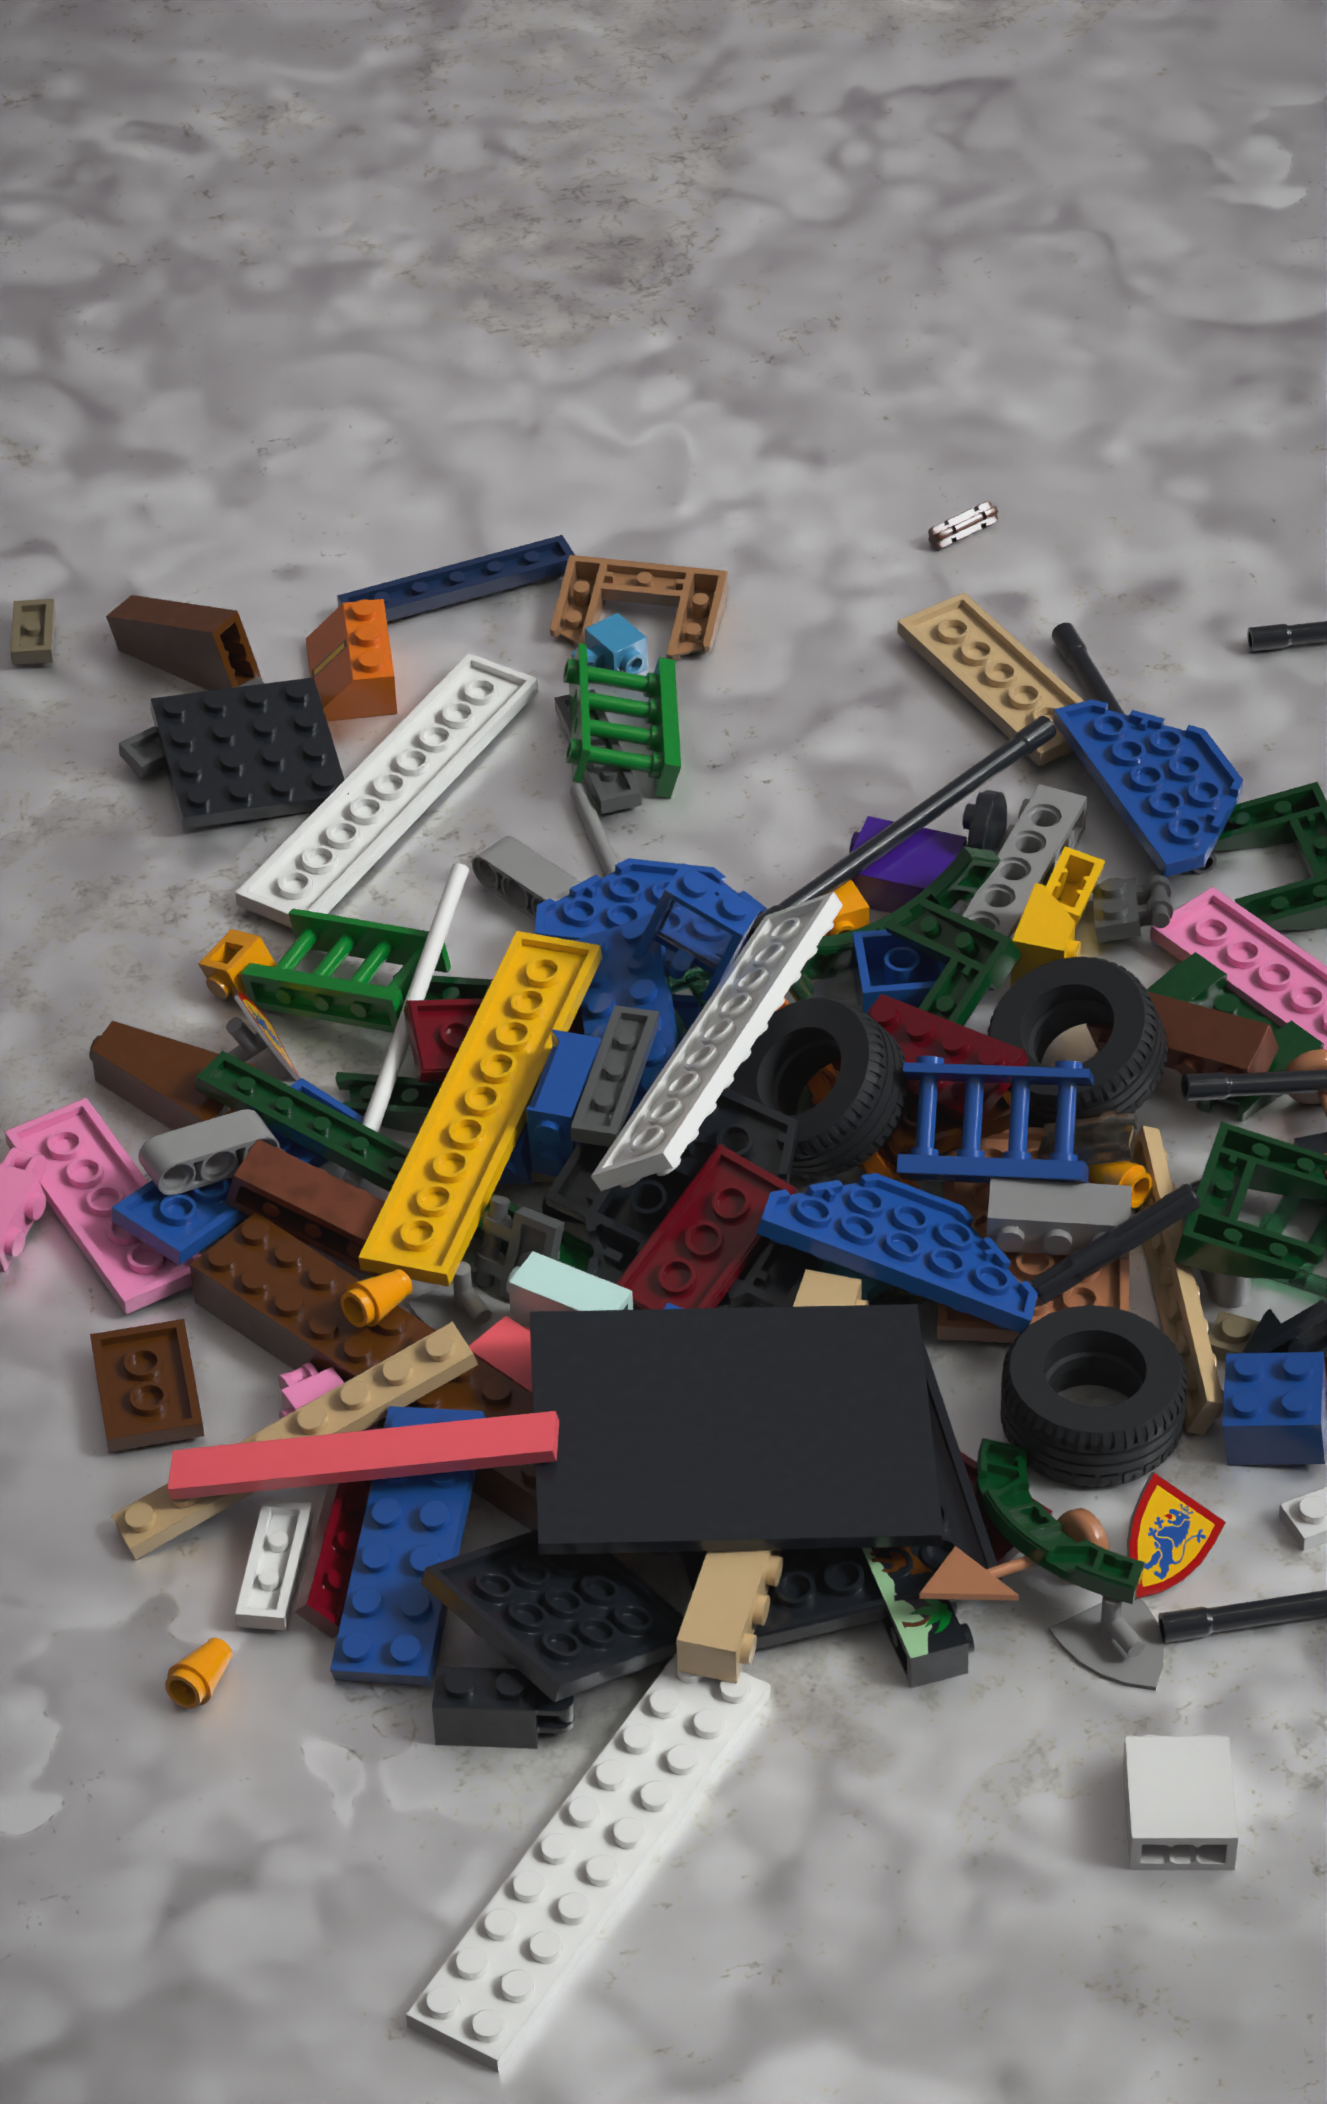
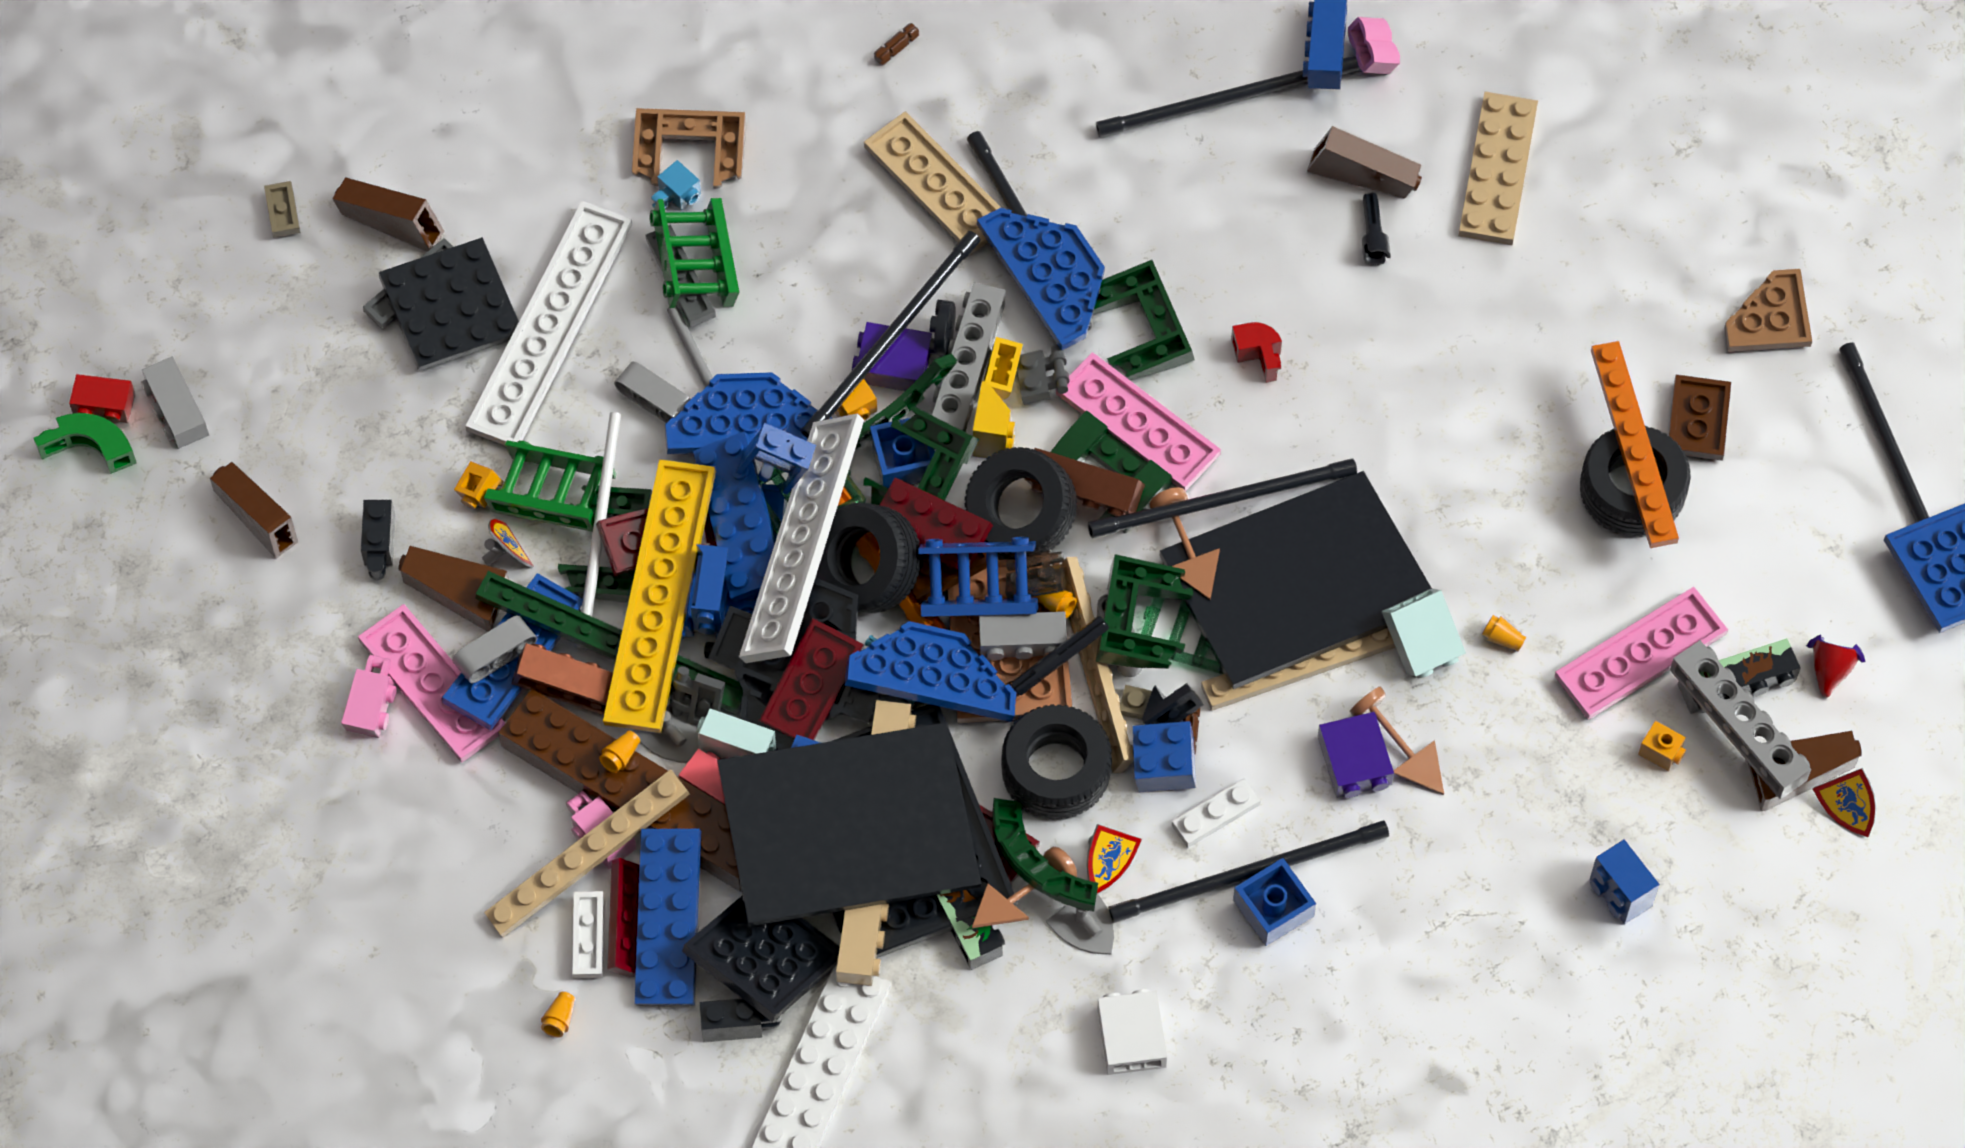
camera: 10 degrees left, 20 degrees up
(69, 1010) = (377, 536): none -> black brick
(146, 1385) = (486, 815): reddish brown plate -> none
(353, 662) = (504, 216): orange slope -> none
(364, 1455) = (633, 869): coral tile -> none
(468, 579) = (561, 134): dark blue plate -> none
(615, 1076) = (740, 572): dark grey plate -> none

